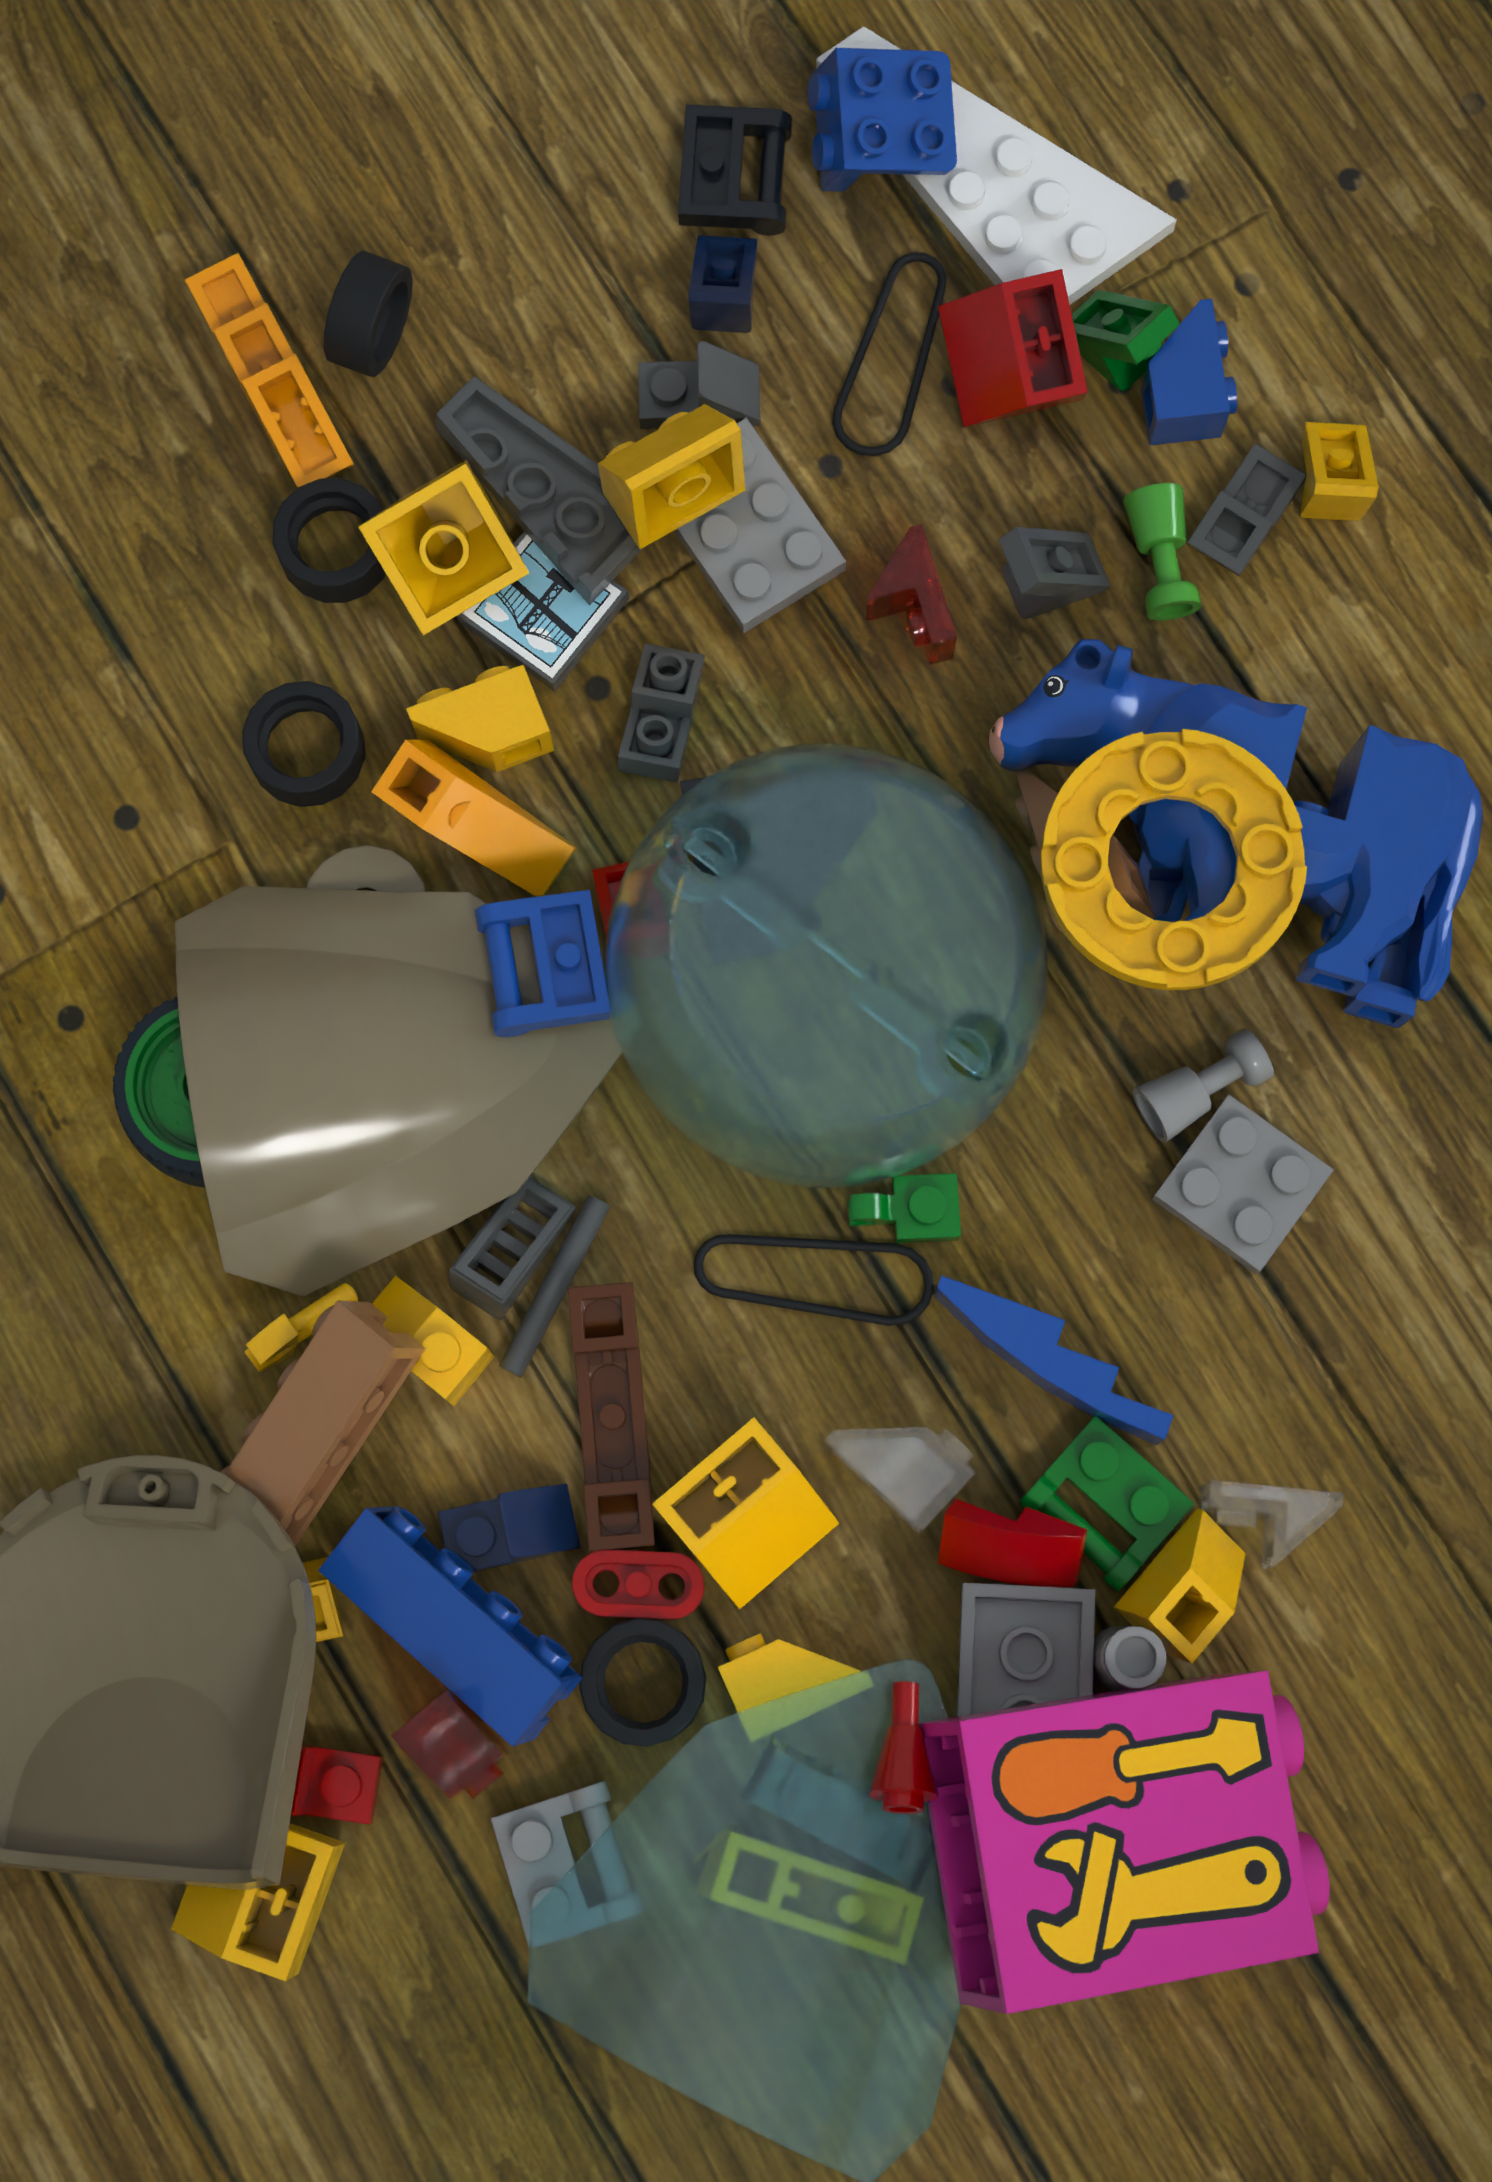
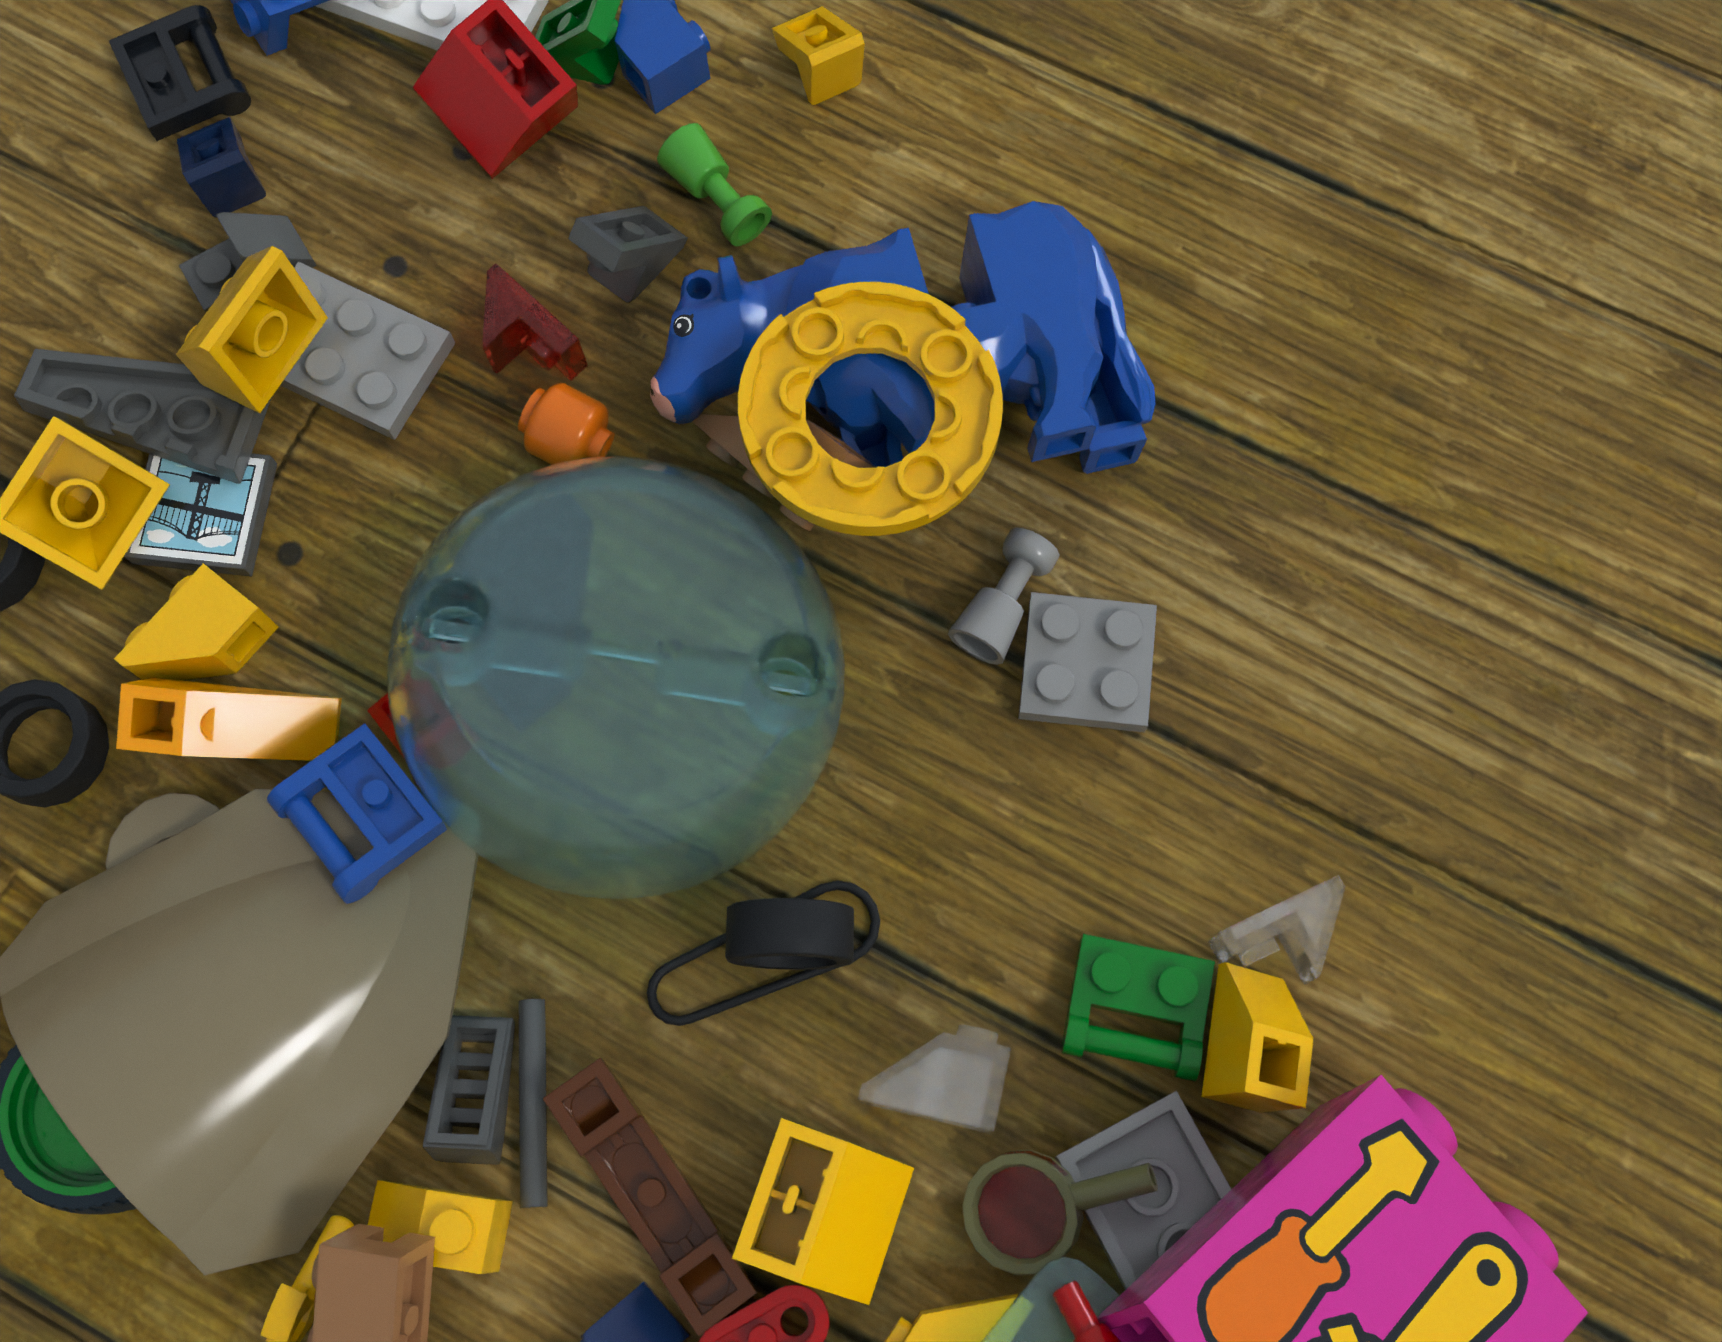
camera: 30 degrees left, 5 degrees down
(661, 712) = (356, 543): dark grey slope -> none
(846, 1271) = (790, 934): none -> black tyre
(900, 712) = (565, 425): none -> orange head
(918, 1613) = (1031, 1211): none -> piece
(920, 1208) = (822, 841): green plate -> none
(921, 363) = (370, 157): black piece -> none
(1021, 1552) = (1097, 1093): red slope -> none
(1029, 1344) = (990, 905): blue slope -> none
(1127, 1657) = (1246, 1136): light grey piece -> none
(1247, 510) = (764, 119): dark grey slope -> none

